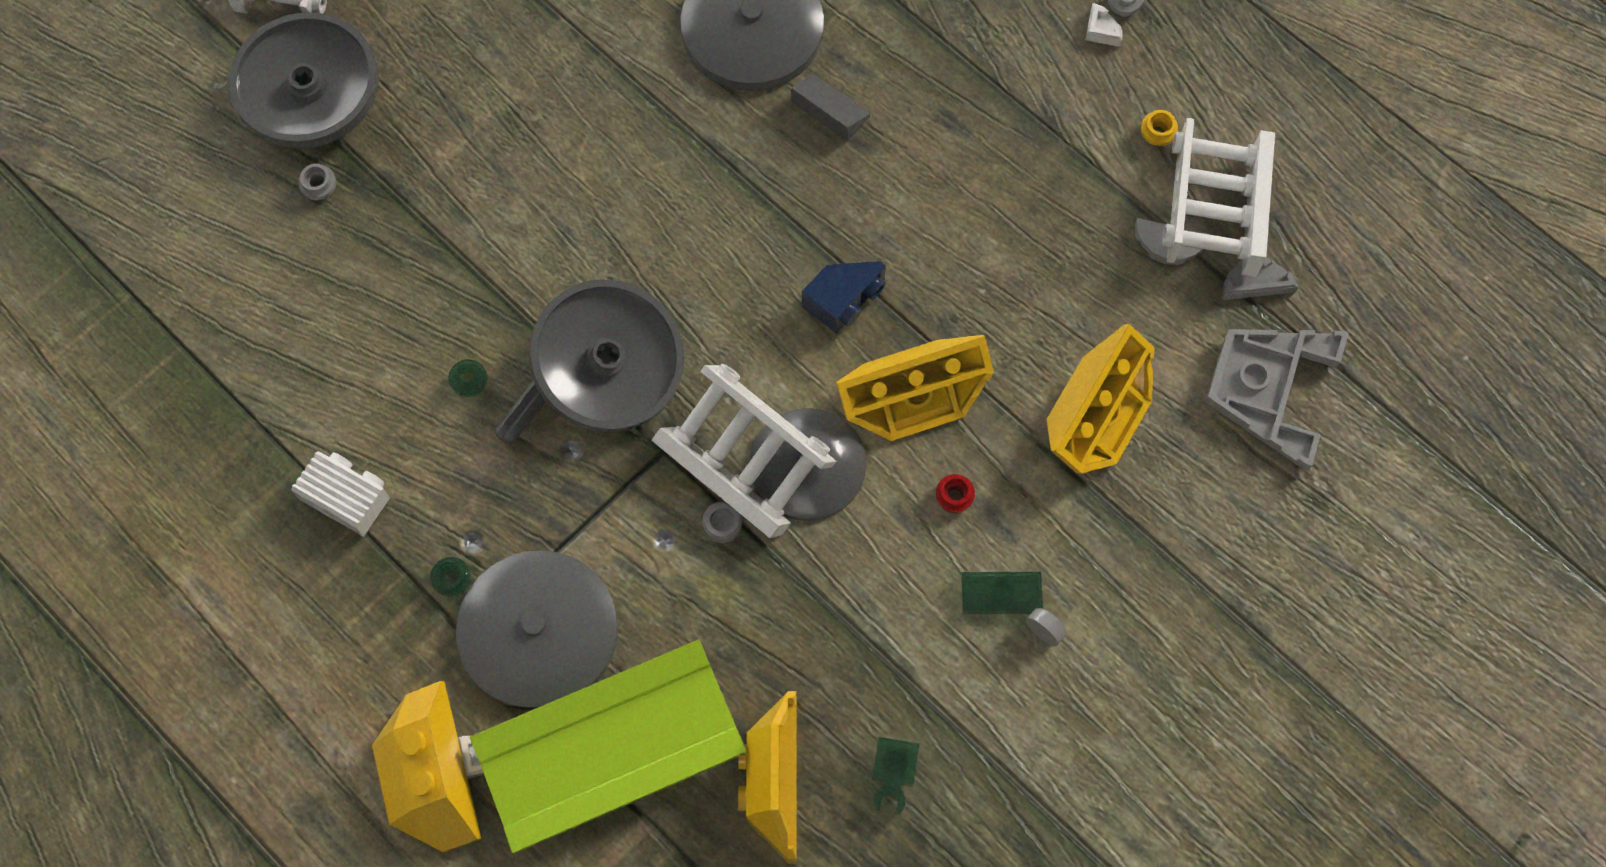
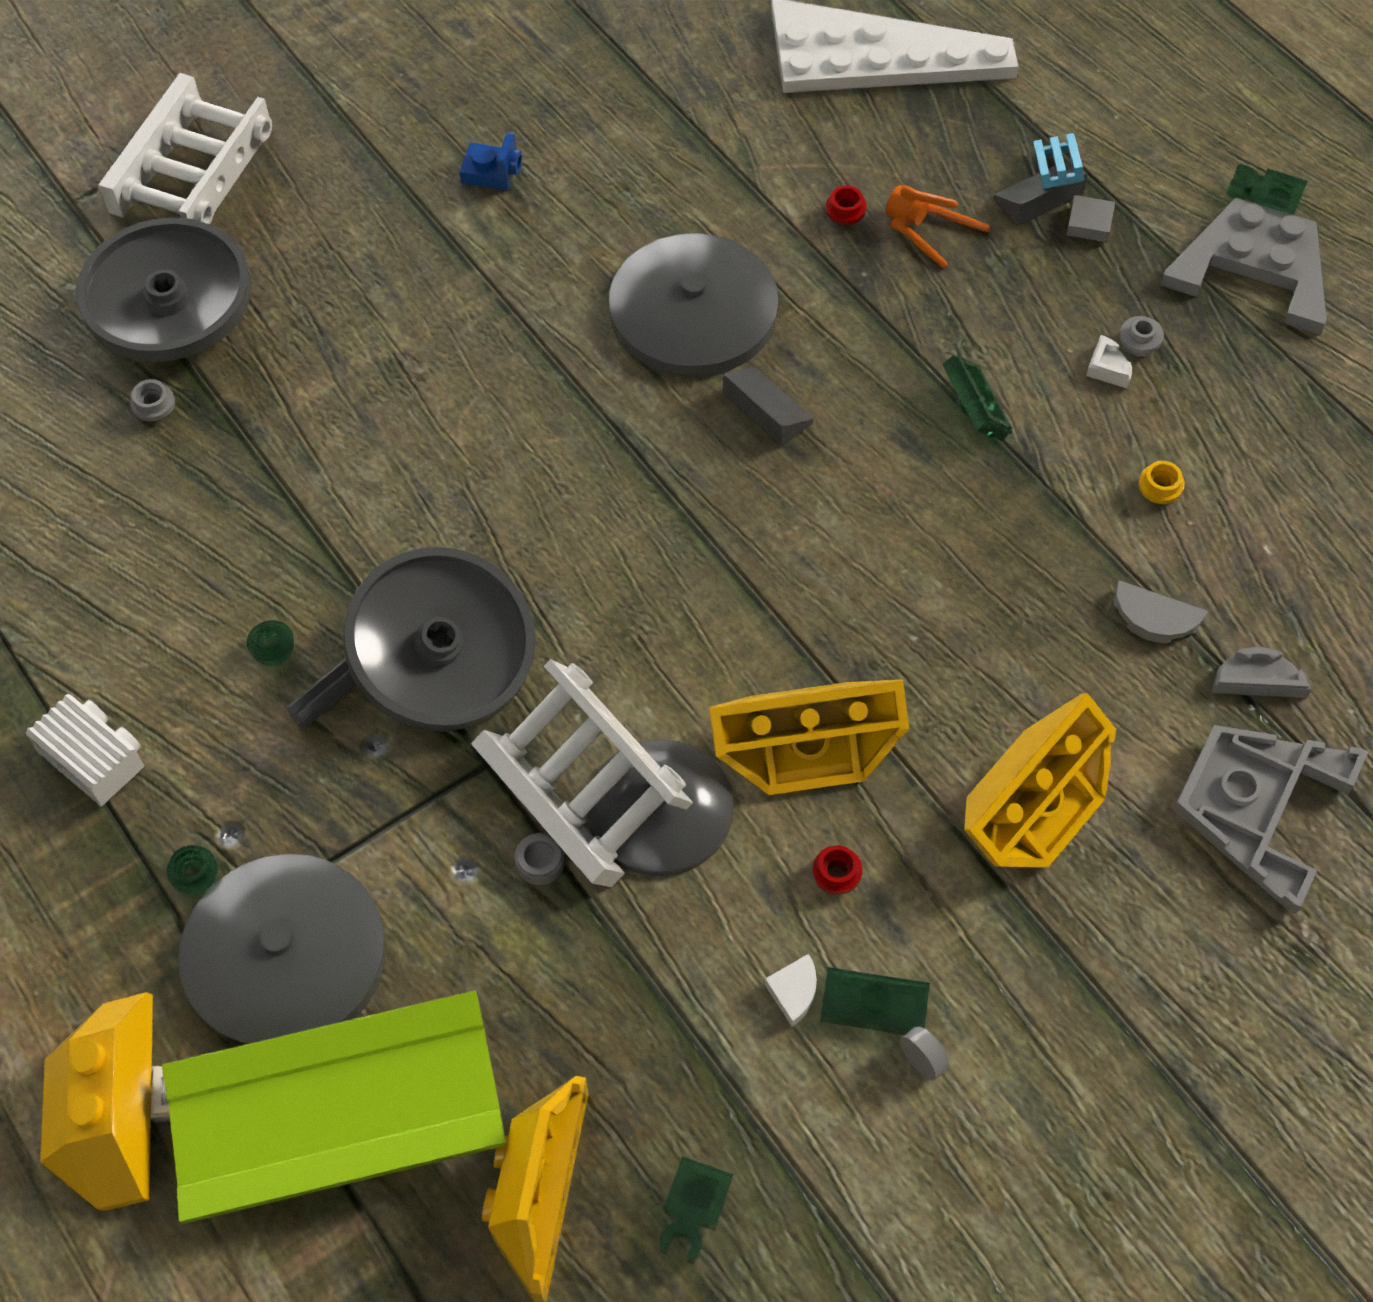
camera: 10 degrees right, 10 degrees down
(841, 290) = (740, 609): dark blue slope -> none
(938, 592) = (794, 988): none -> white tile
(1001, 76) = (977, 398): none -> clear green plate
(1254, 186) = (1270, 563): white fence -> none

